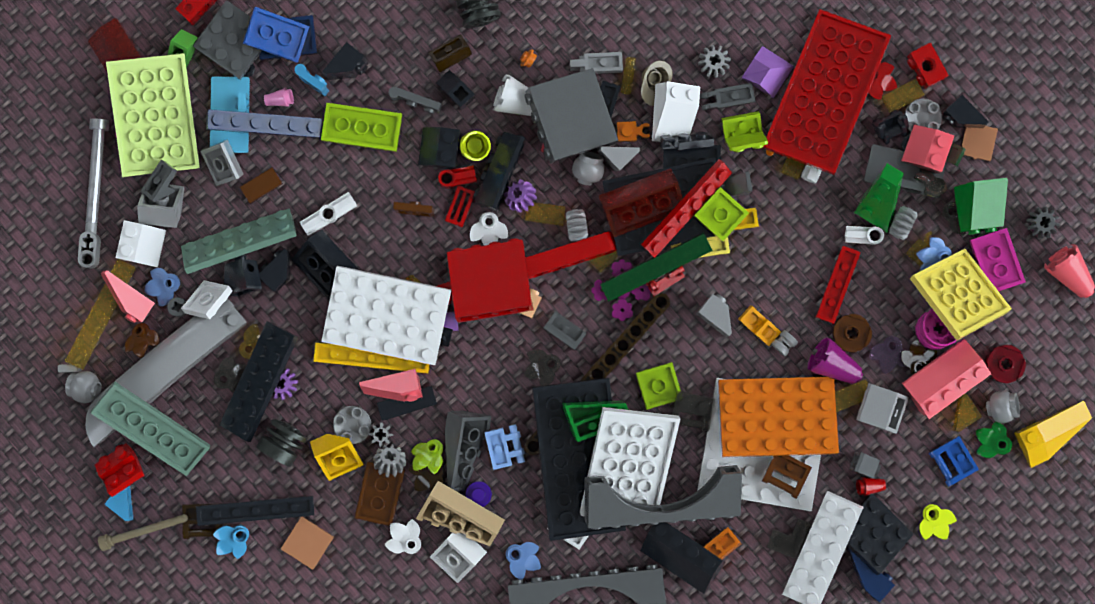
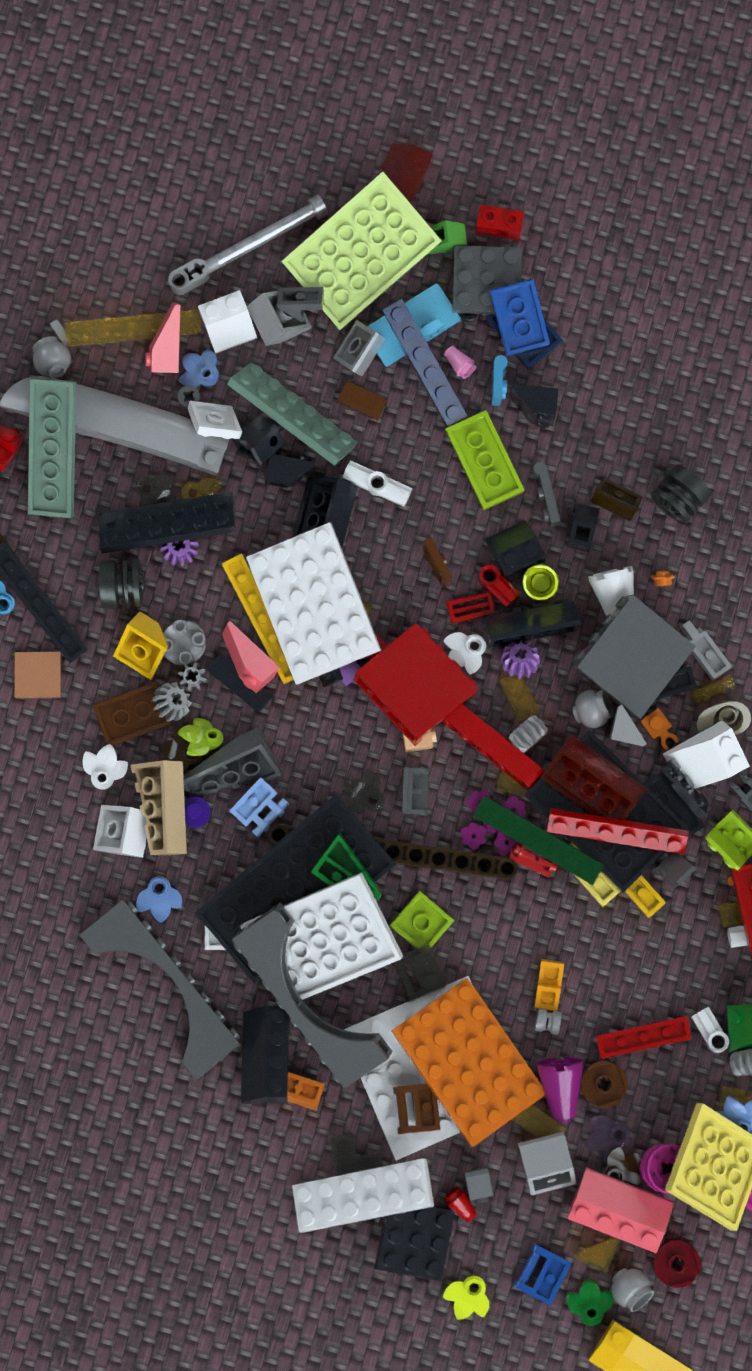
camera: 55 degrees right, 5 degrees down
(139, 341) = (133, 382): reddish brown plate -> none
(716, 314) = (531, 930): light grey slope -> none
(721, 214) = (634, 870): lime plate -> none
(875, 585) = (363, 1275): dark blue slope -> none

